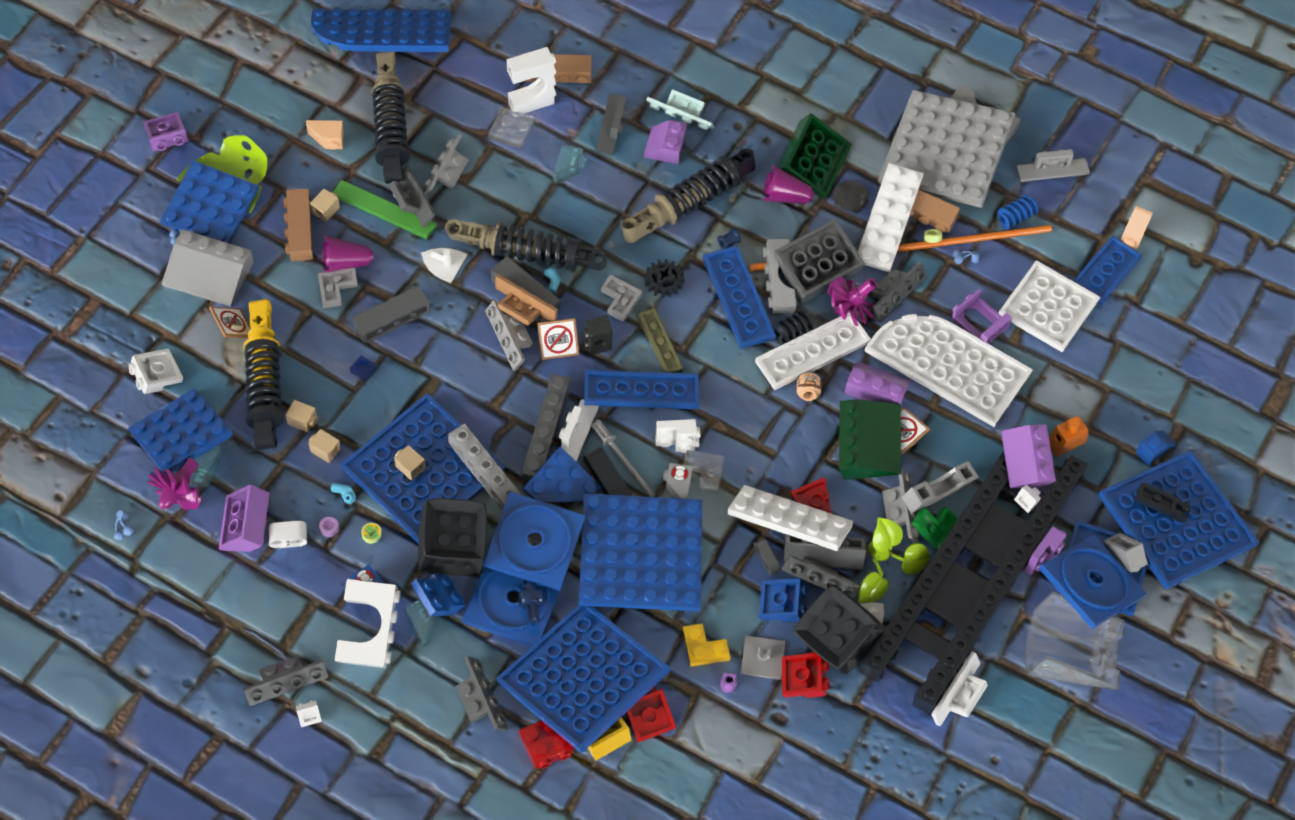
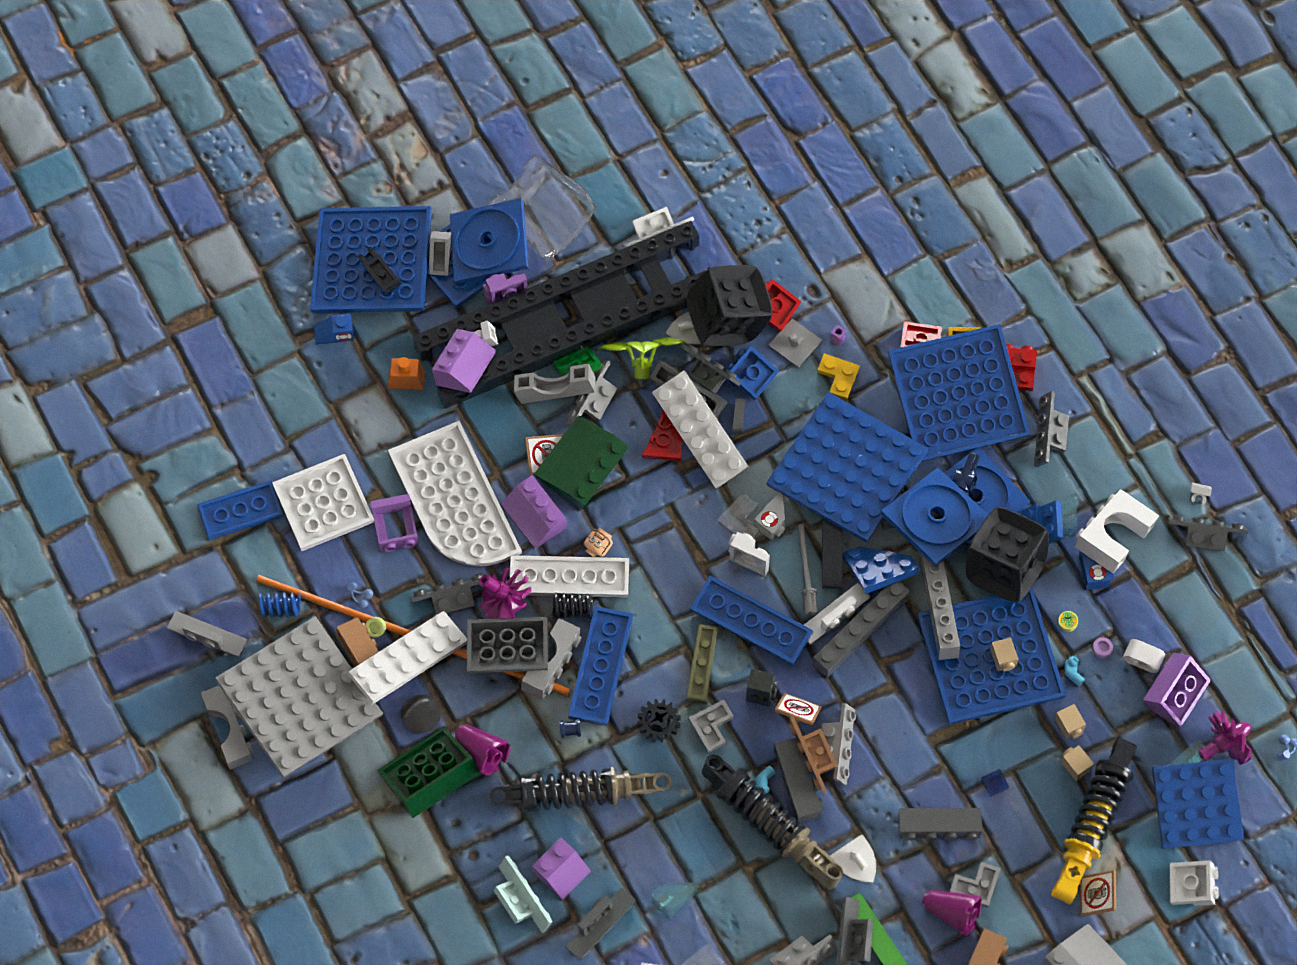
camera: 145 degrees left, 5 degrees up
(1136, 227) = (186, 525): light nougat slope -> none

